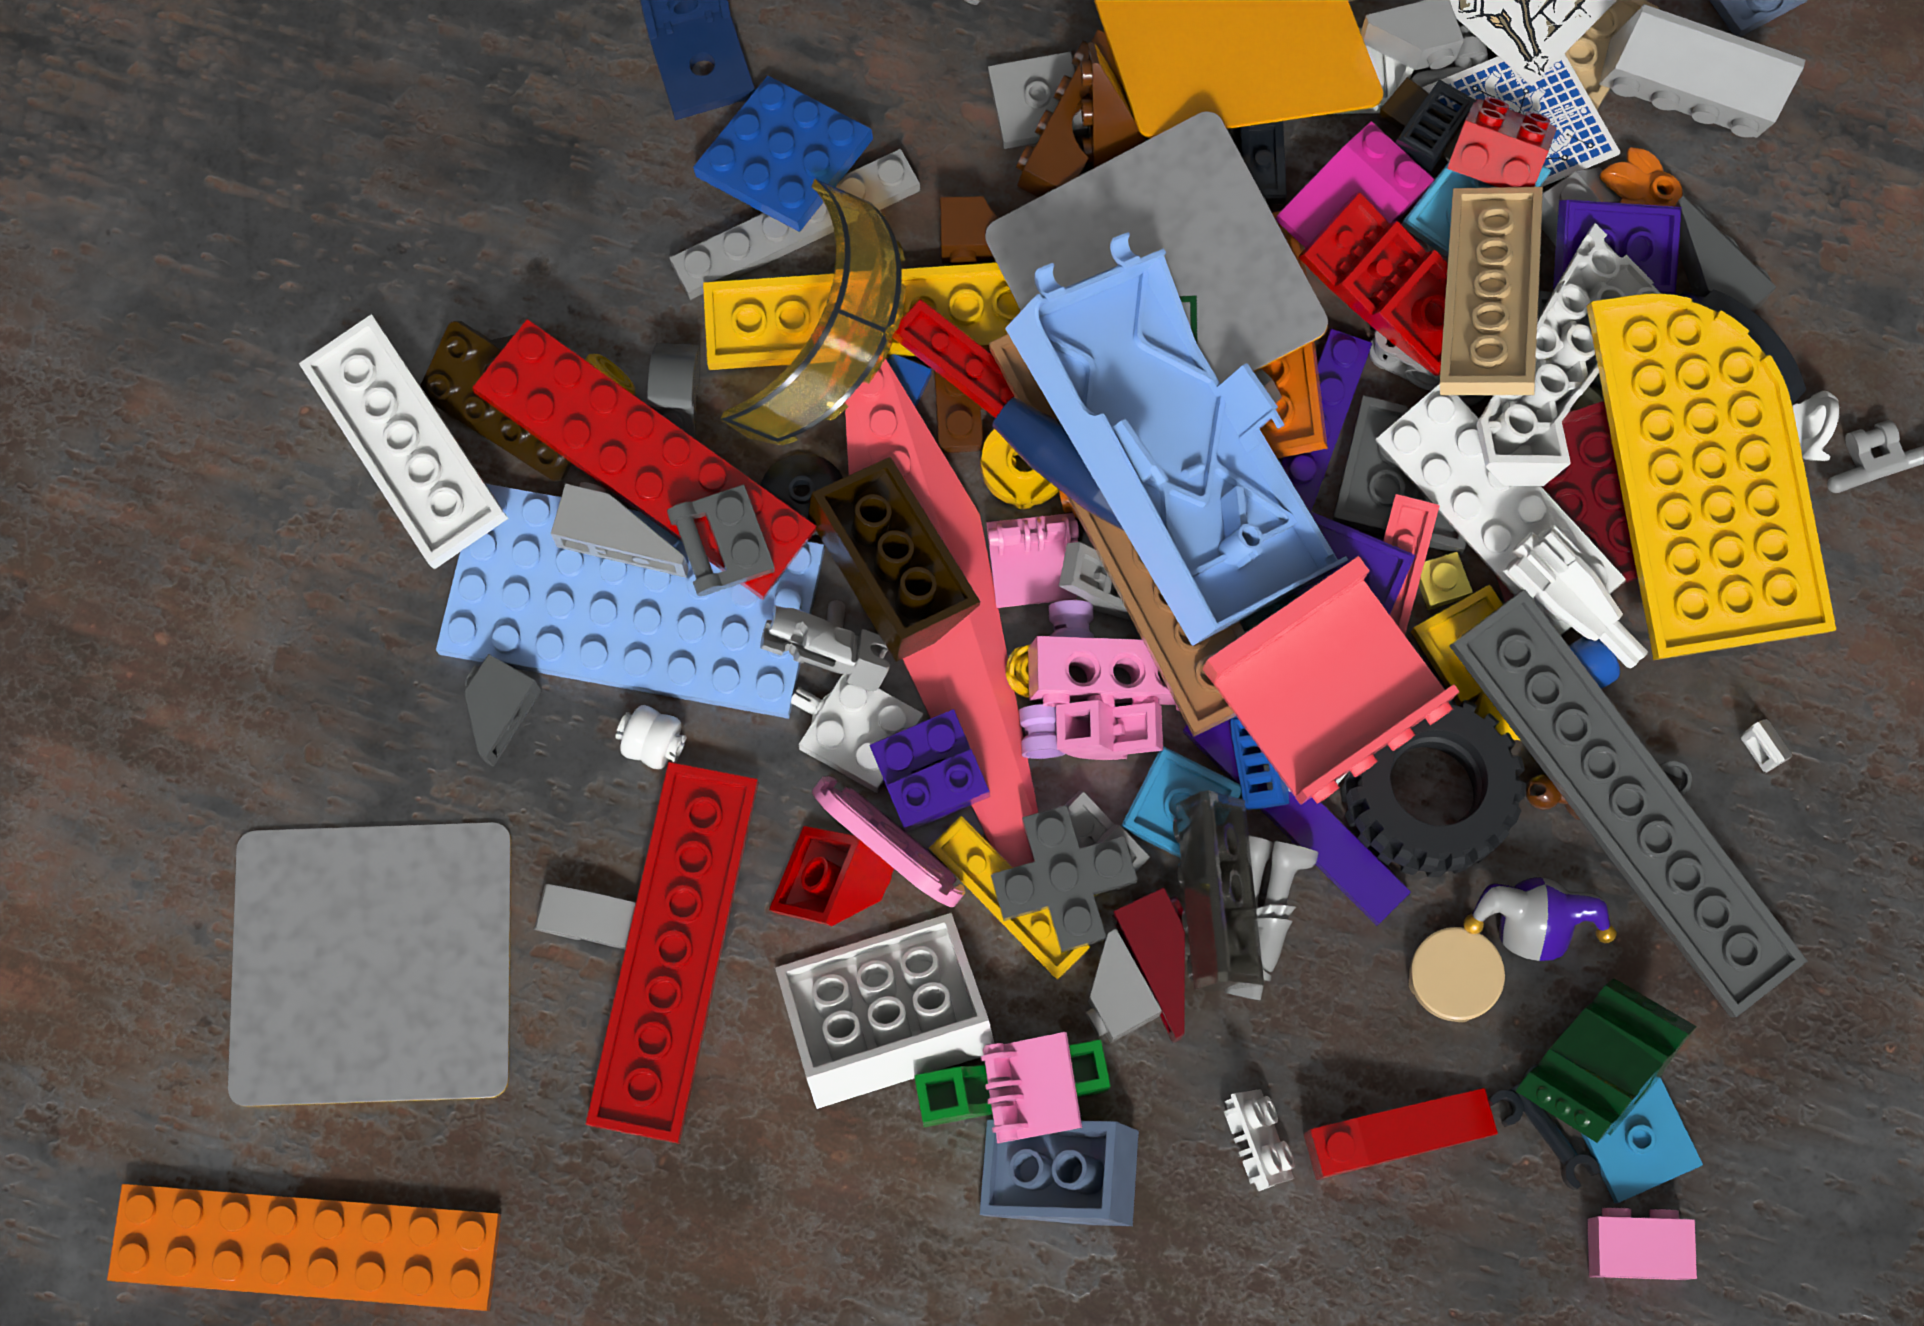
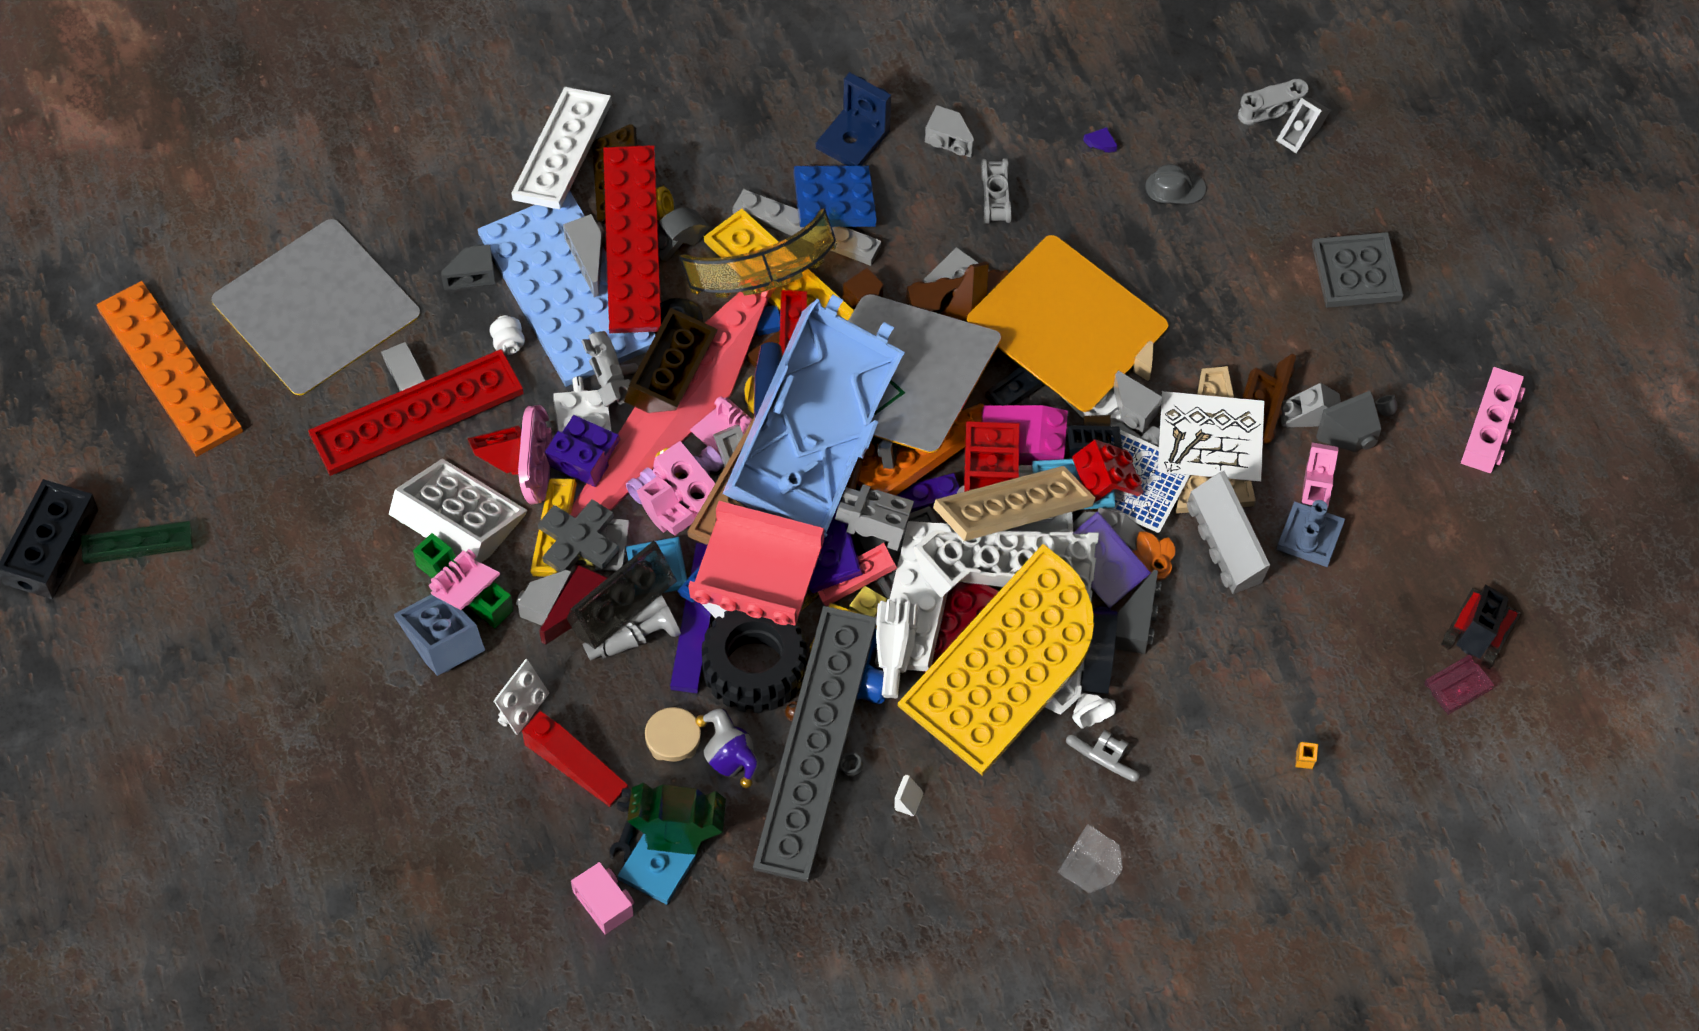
camera: 50 degrees right, 15 degrees down
(734, 533) = (624, 294): dark grey plate -> none
(1354, 471) = (875, 514): none -> light grey hips

